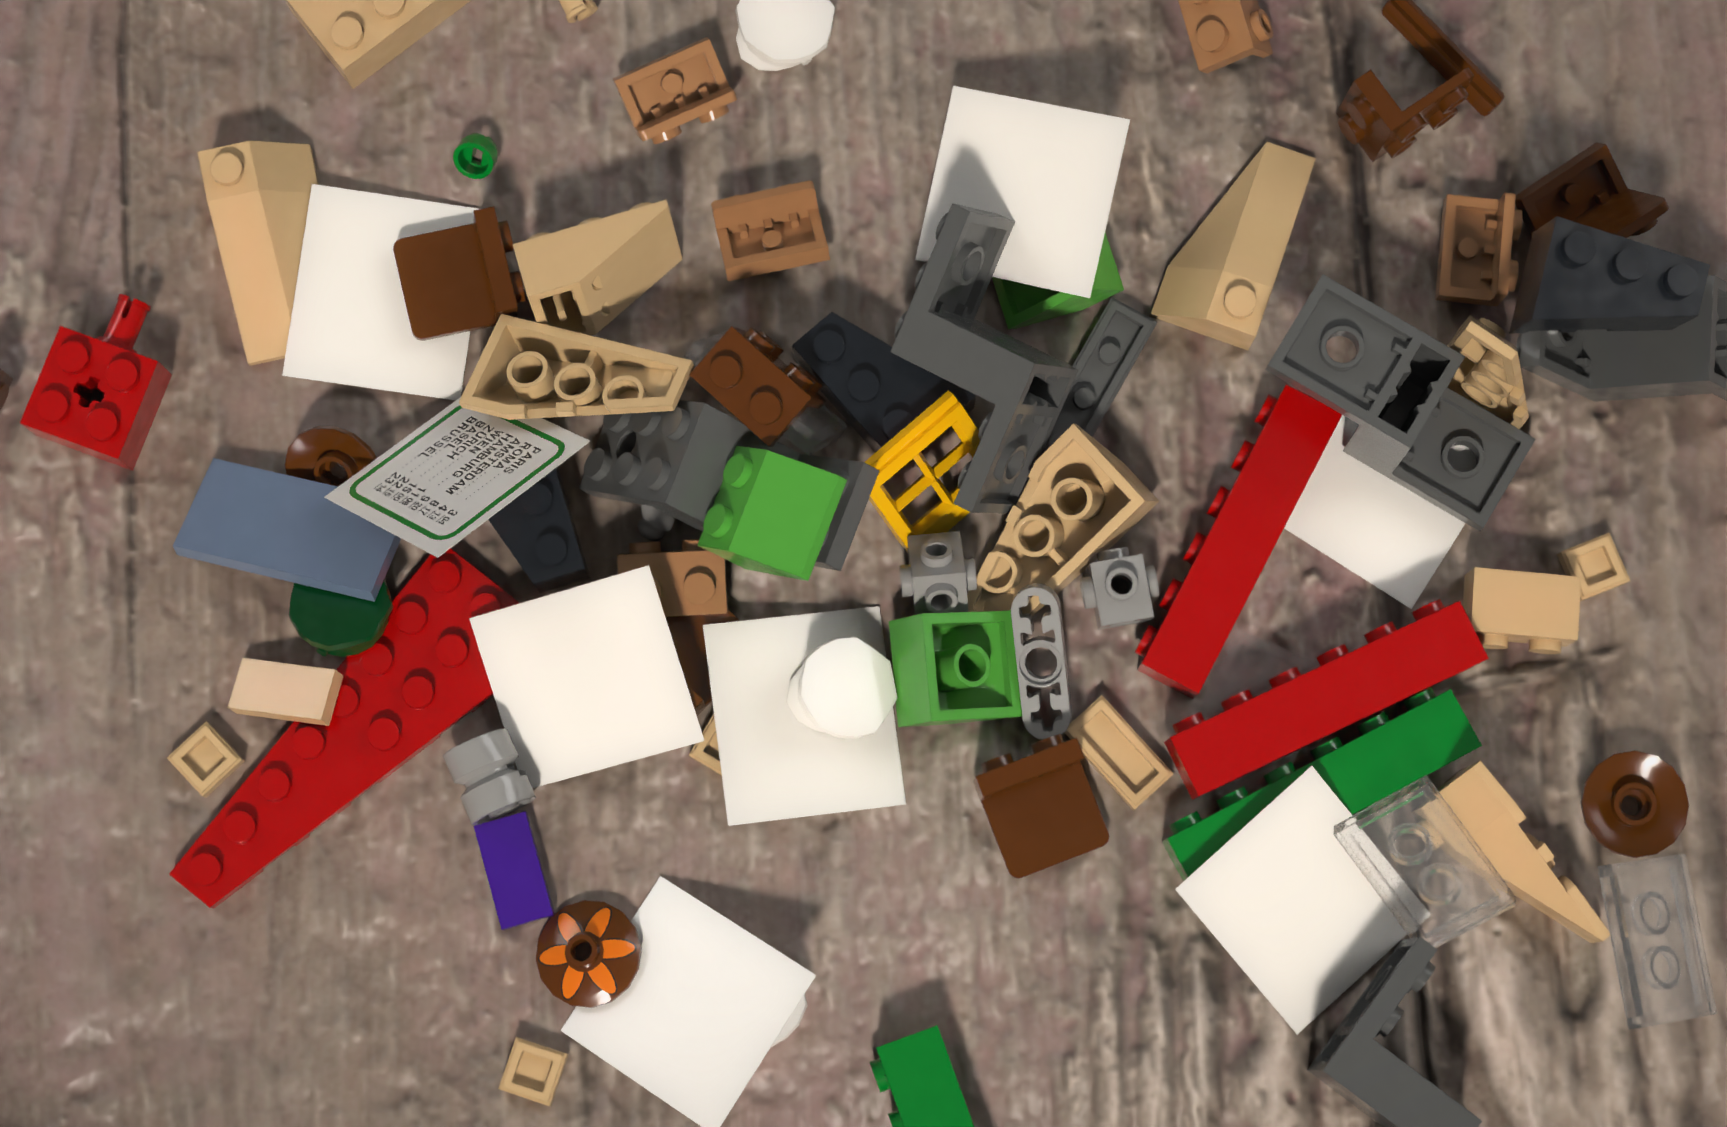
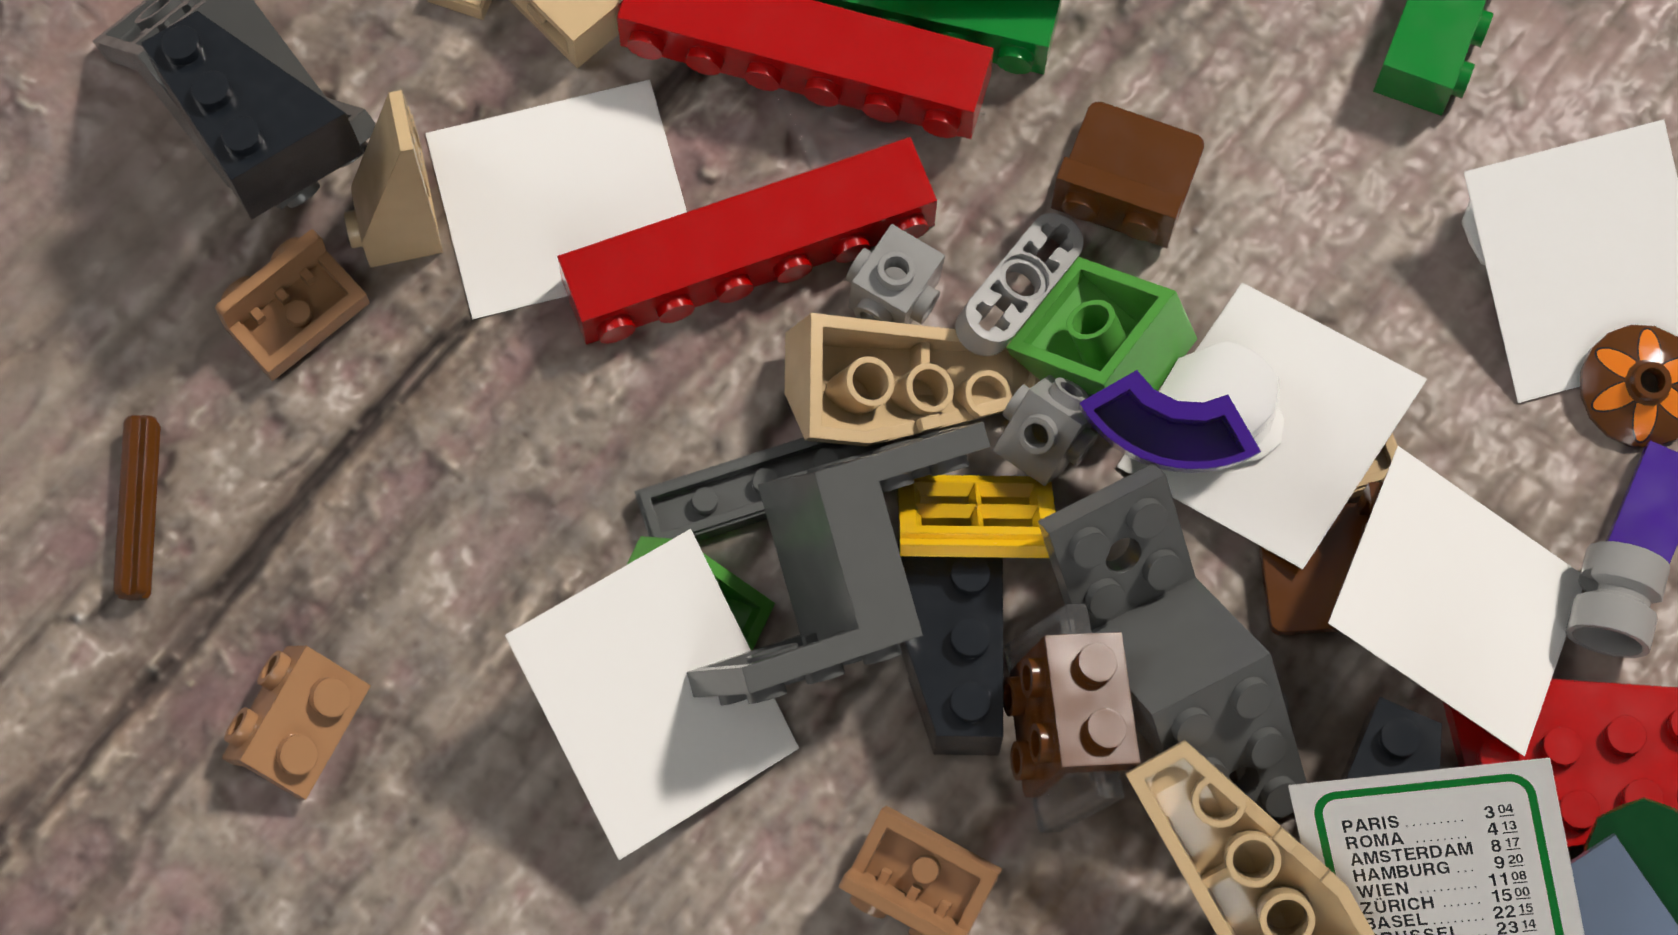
camera: 140 degrees left, 10 degrees down
(686, 579) = (1293, 625): medium nougat bracket -> none
(771, 513) = (1171, 568): bright green slope -> none
(851, 609) = (1169, 431): none -> dark purple brick
(1118, 753) = (1016, 167): tan tile -> none
(1233, 258) = (508, 485): tan wedge -> none
(1381, 127) = (239, 451): reddish brown bracket -> none
(1400, 402) = (507, 207): dark grey bracket -> none
(1592, 194) = (164, 242): reddish brown bracket -> none

